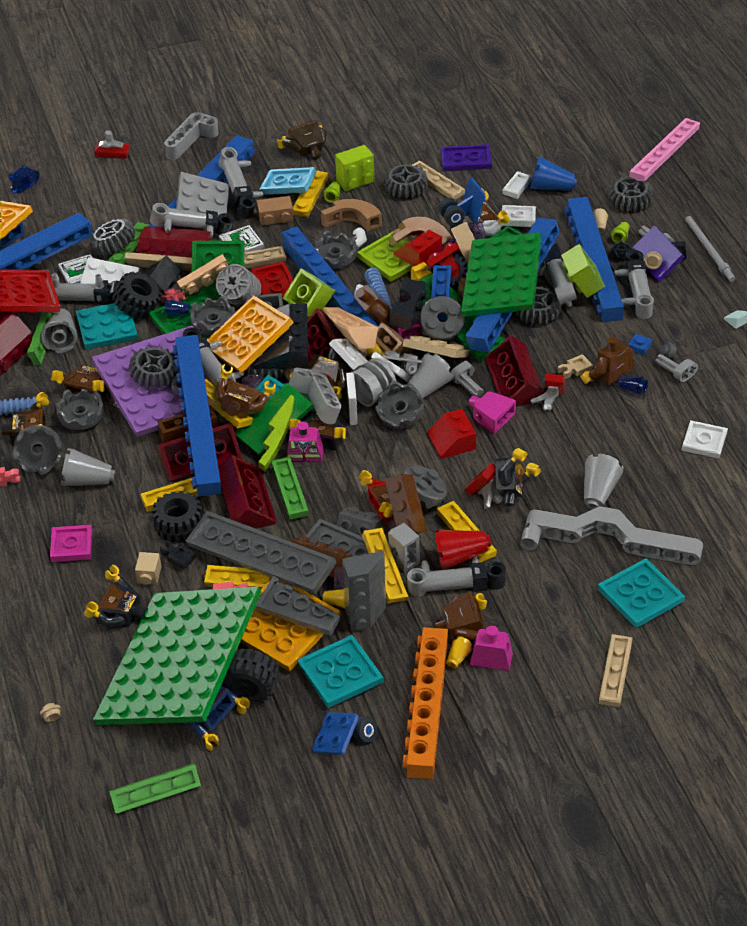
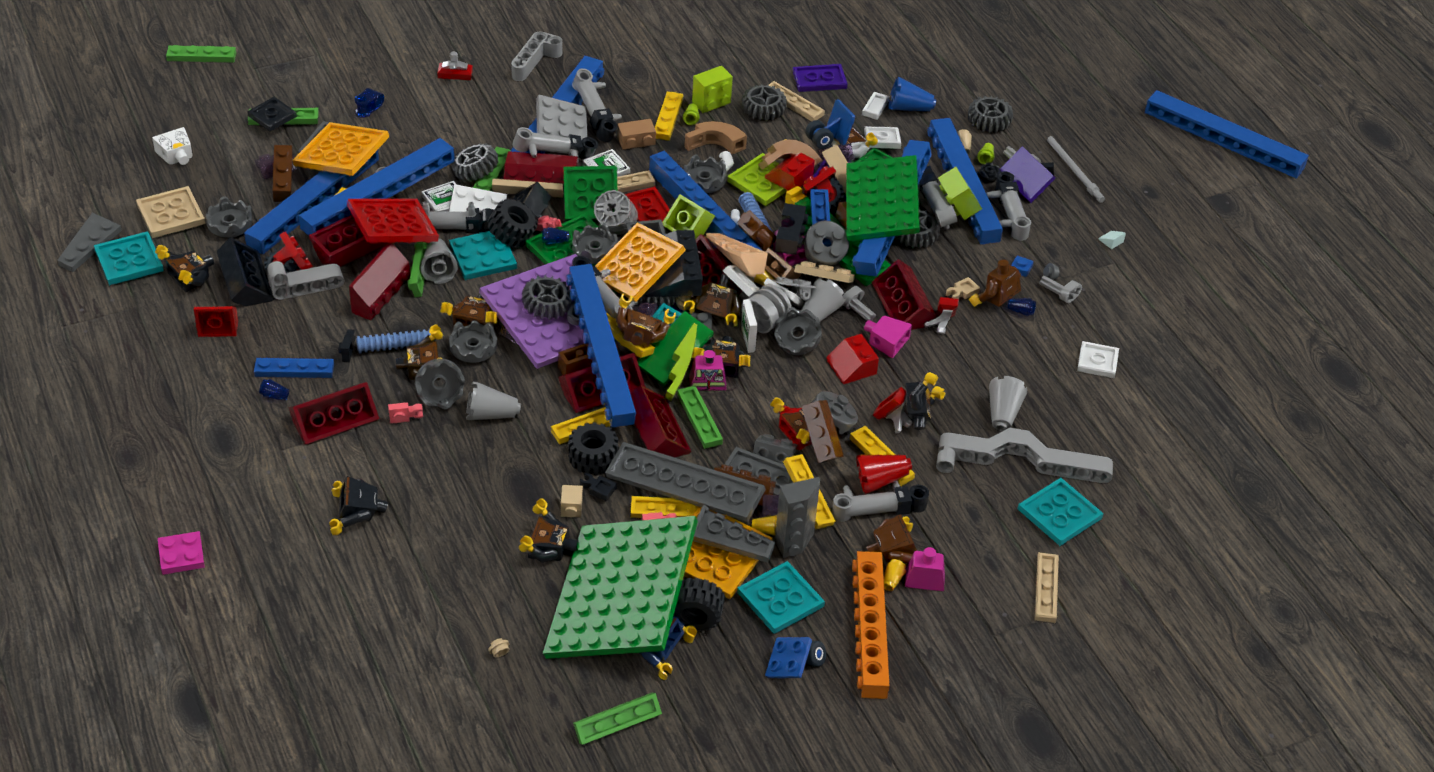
camera: 10 degrees left, 0 degrees up
(71, 543) = (488, 478): dark pink plate -> none
(203, 276) = (579, 202): light nougat plate -> none
(288, 180) = (645, 102): medium azure plate -> none
(305, 139) = (655, 59): dark brown torso -> none
(319, 391) = (716, 319): light grey beam -> none
(404, 547) = (829, 470): light grey brick -> none
(653, 260) = (1024, 181): tan plate -> none
(664, 150) = (1018, 69): bright pink plate -> none

